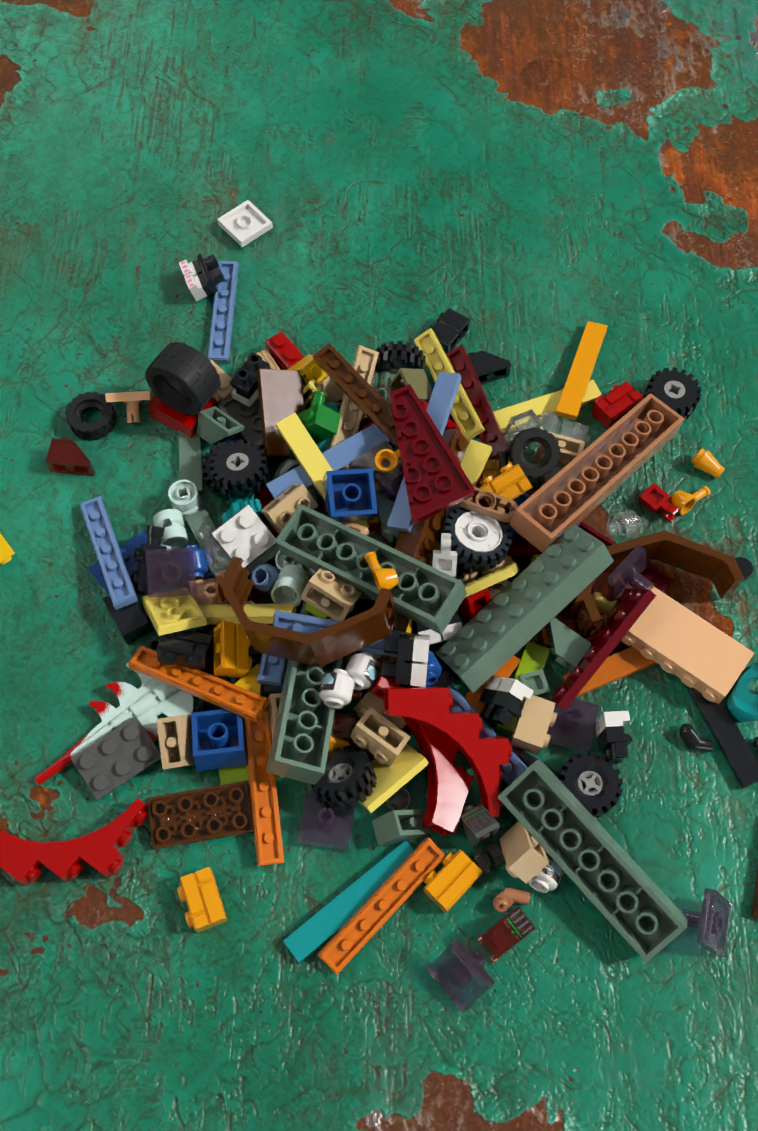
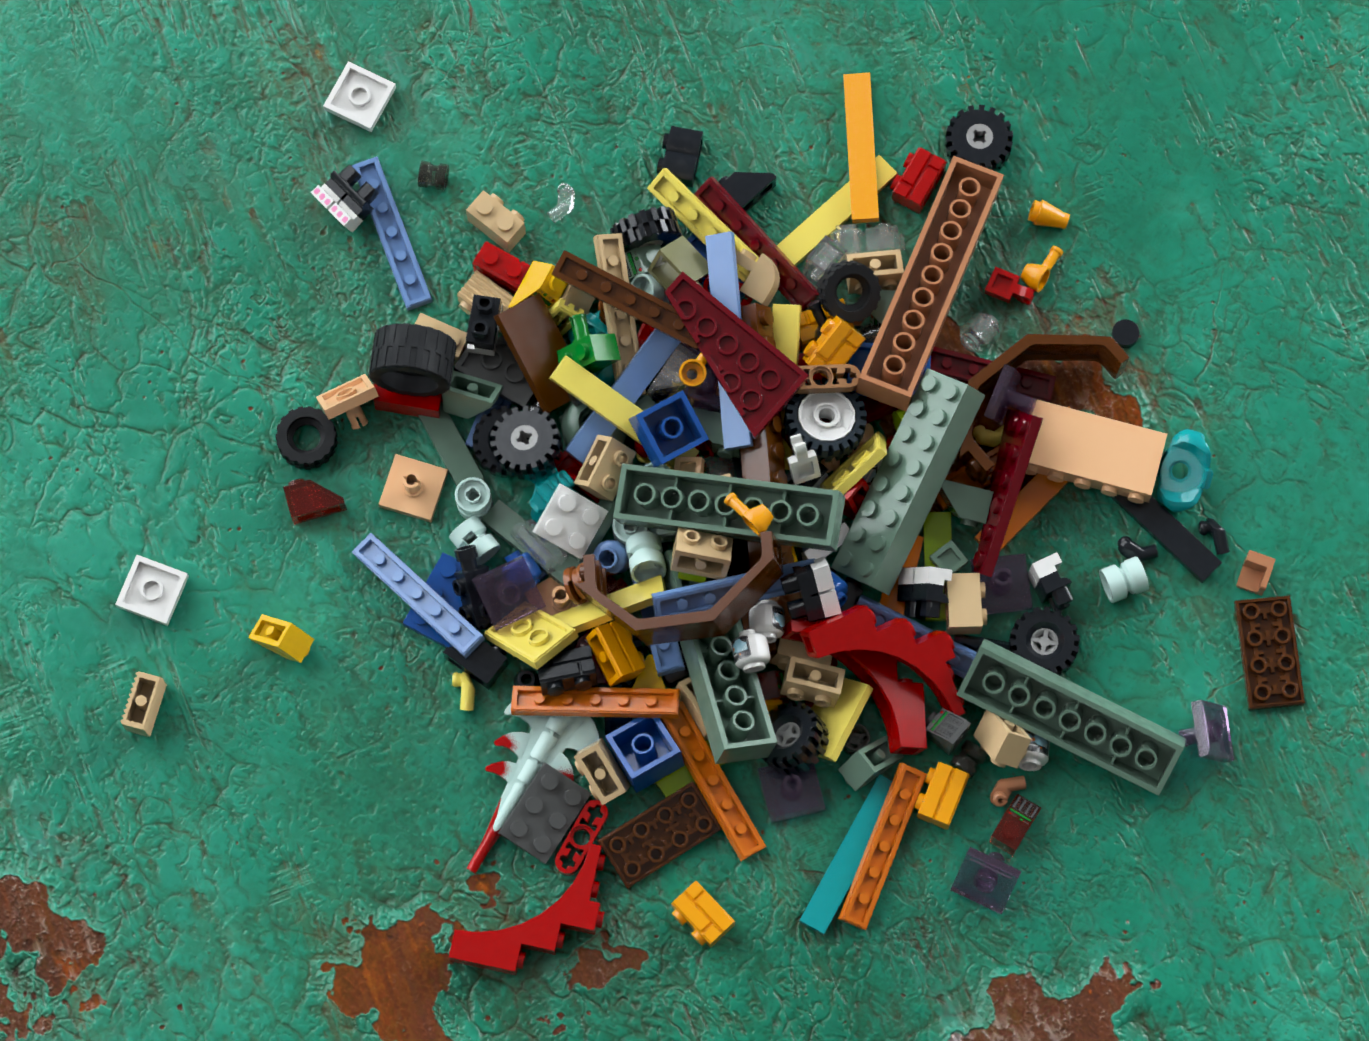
camera: 20 degrees left, 10 degrees up
(109, 629) = (467, 690): none -> light yellow arm
(148, 478) = (413, 488): none -> light nougat tile
(149, 774) = (565, 852): none -> red beam
(268, 284) = (428, 176): none -> clear smoke wheel
(297, 325) = (496, 221): none -> tan brick
(352, 334) = (565, 204): none -> clear arm
(471, 417) = (763, 277): none -> tan brick
(681, 758) = (1127, 578): none -> light aqua wheel

